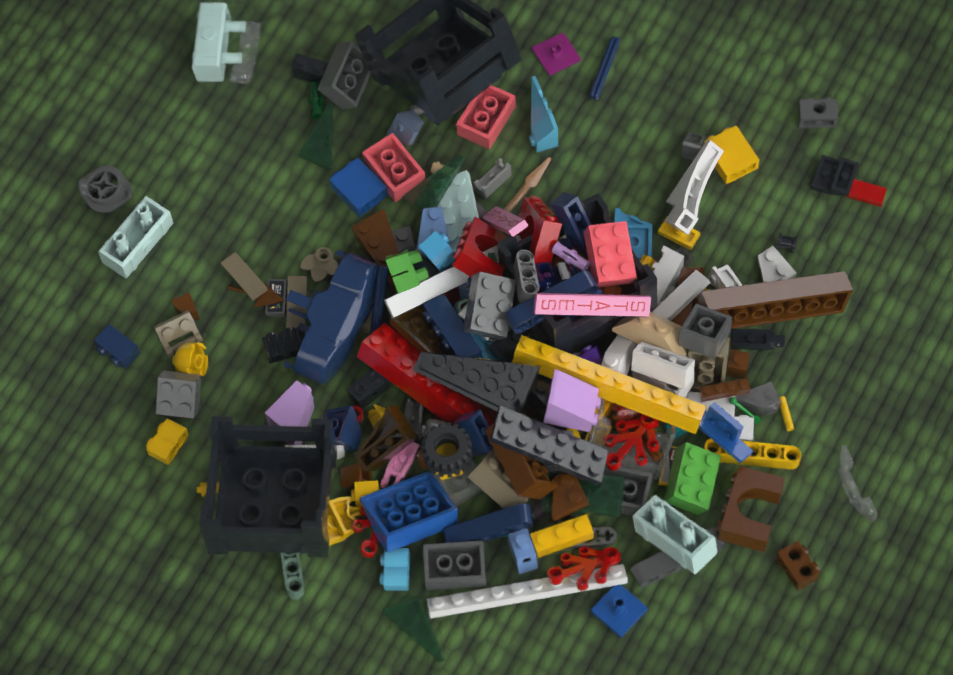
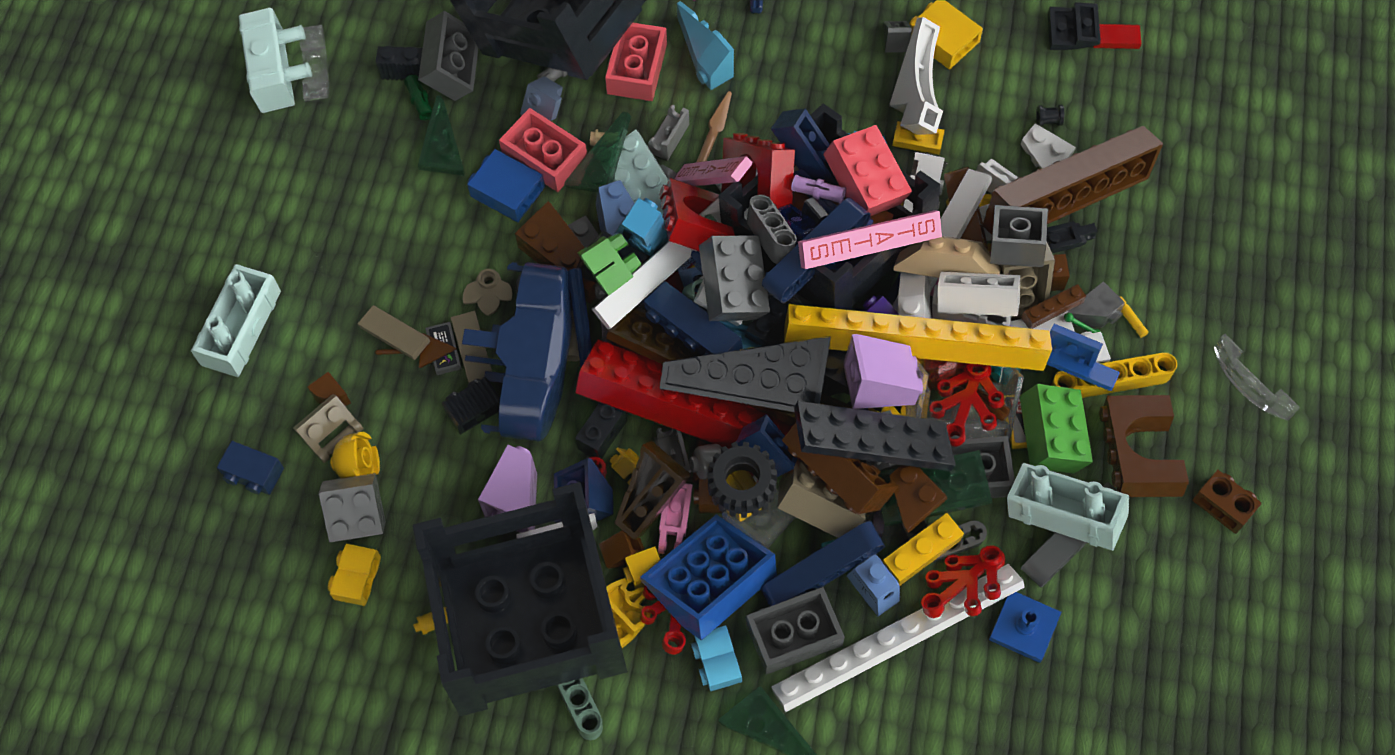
camera: 20 degrees left, 0 degrees up
(110, 195) = (187, 276): dark grey piece -> none

